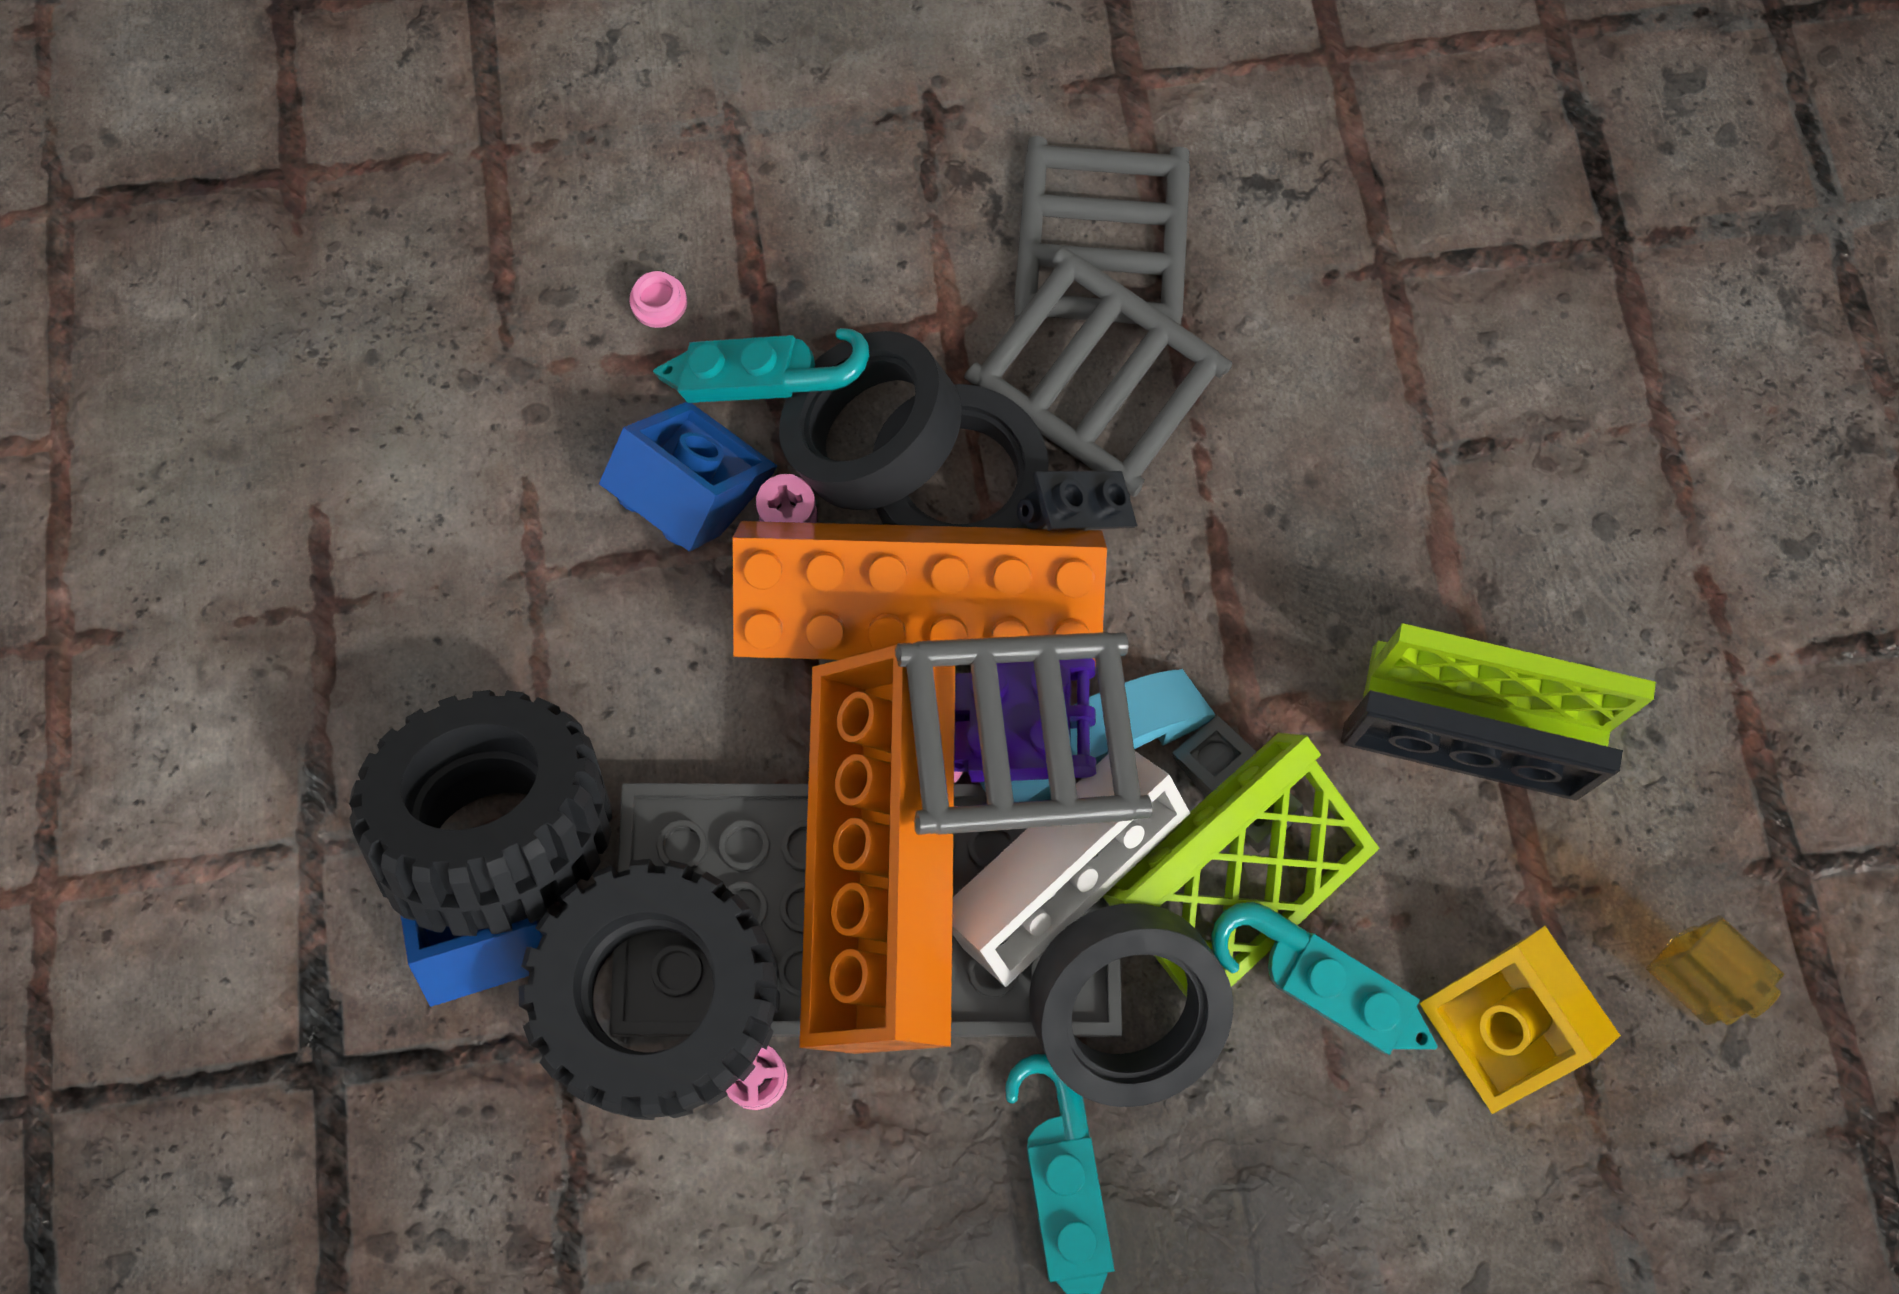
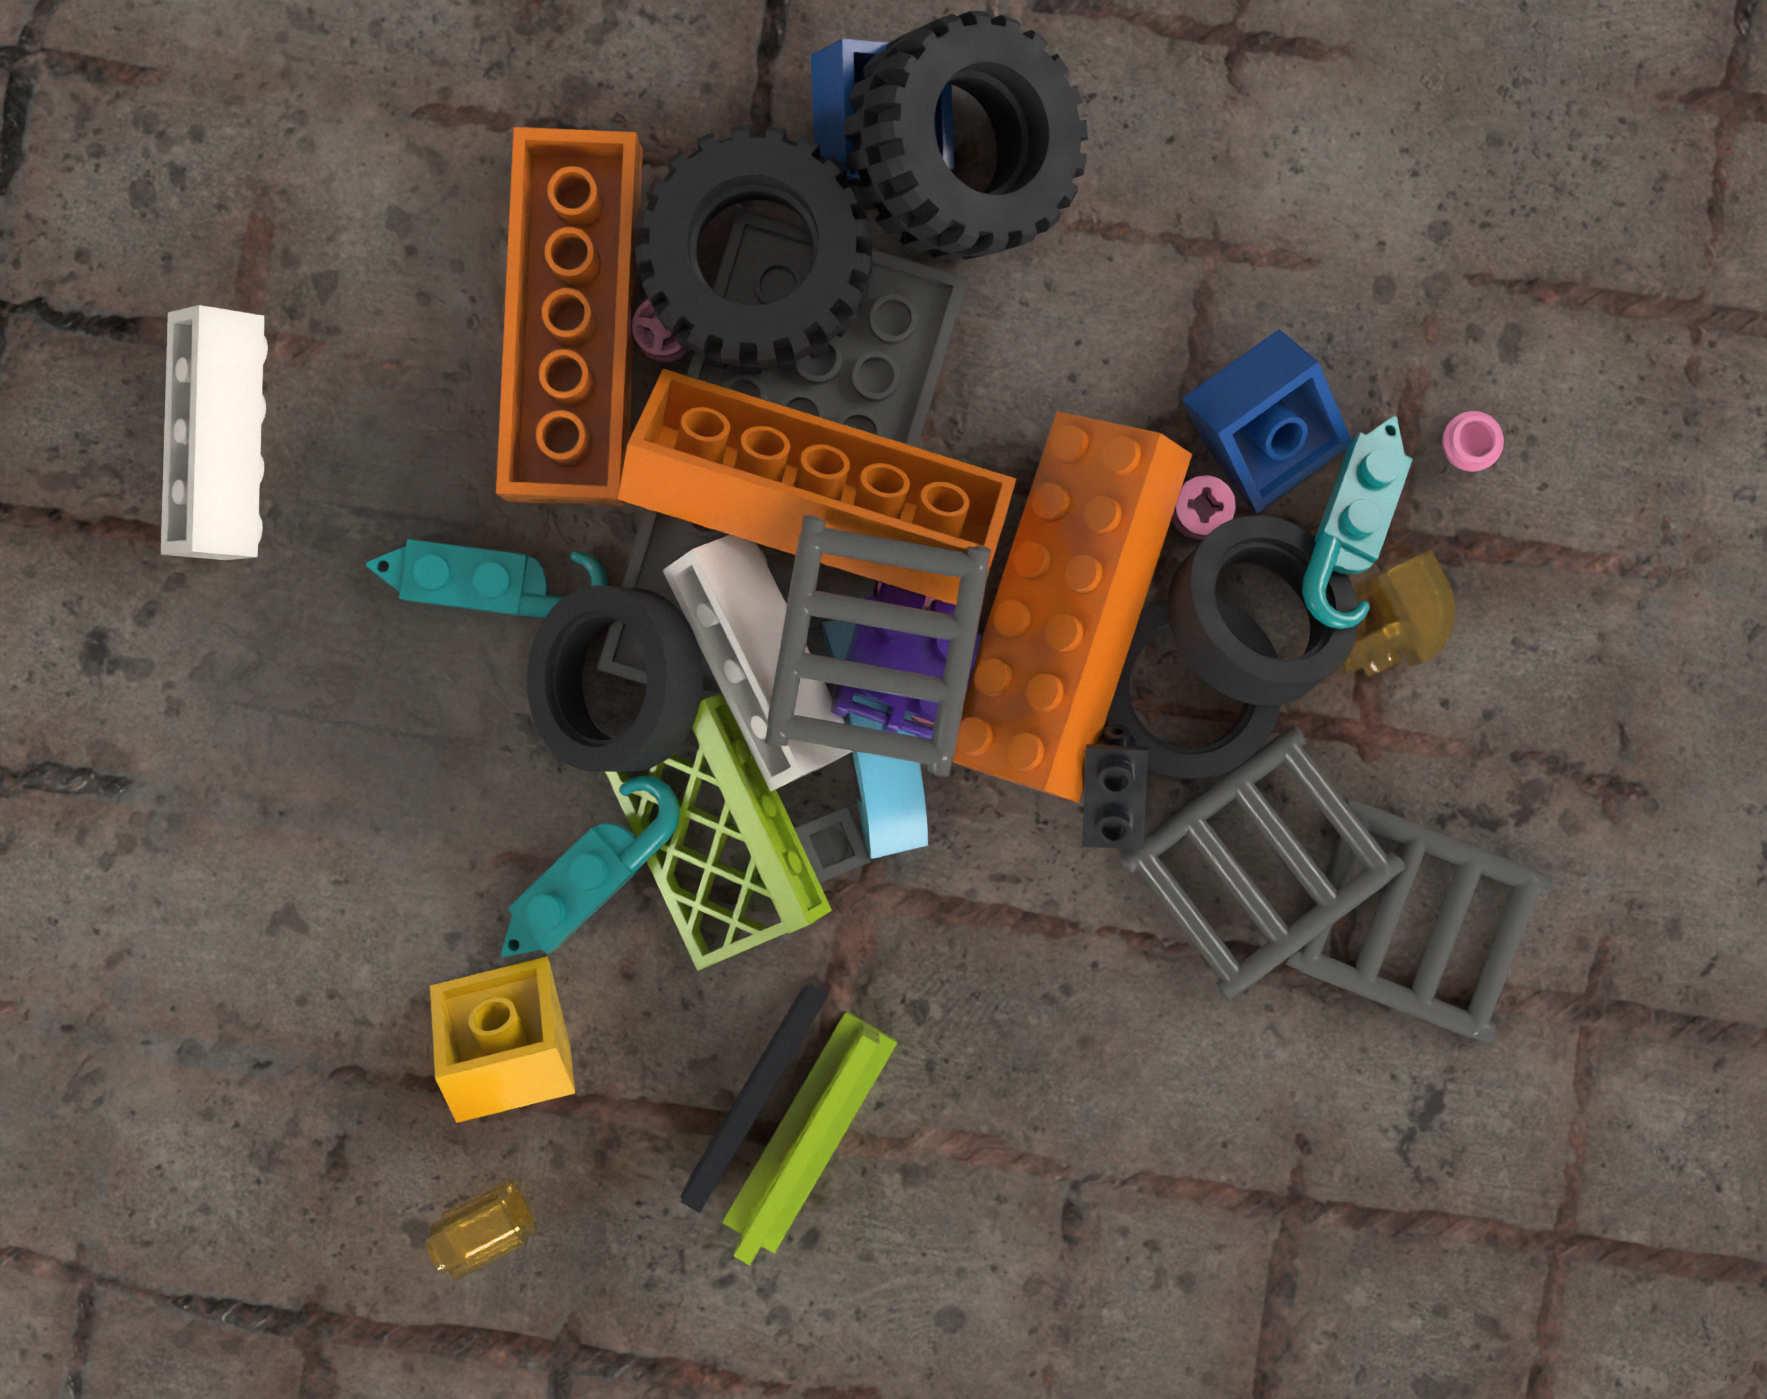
camera: 105 degrees right, 15 degrees up
(765, 1172) = (569, 316): none -> orange brick
(830, 298) = (1418, 614): none -> clear yellow brick

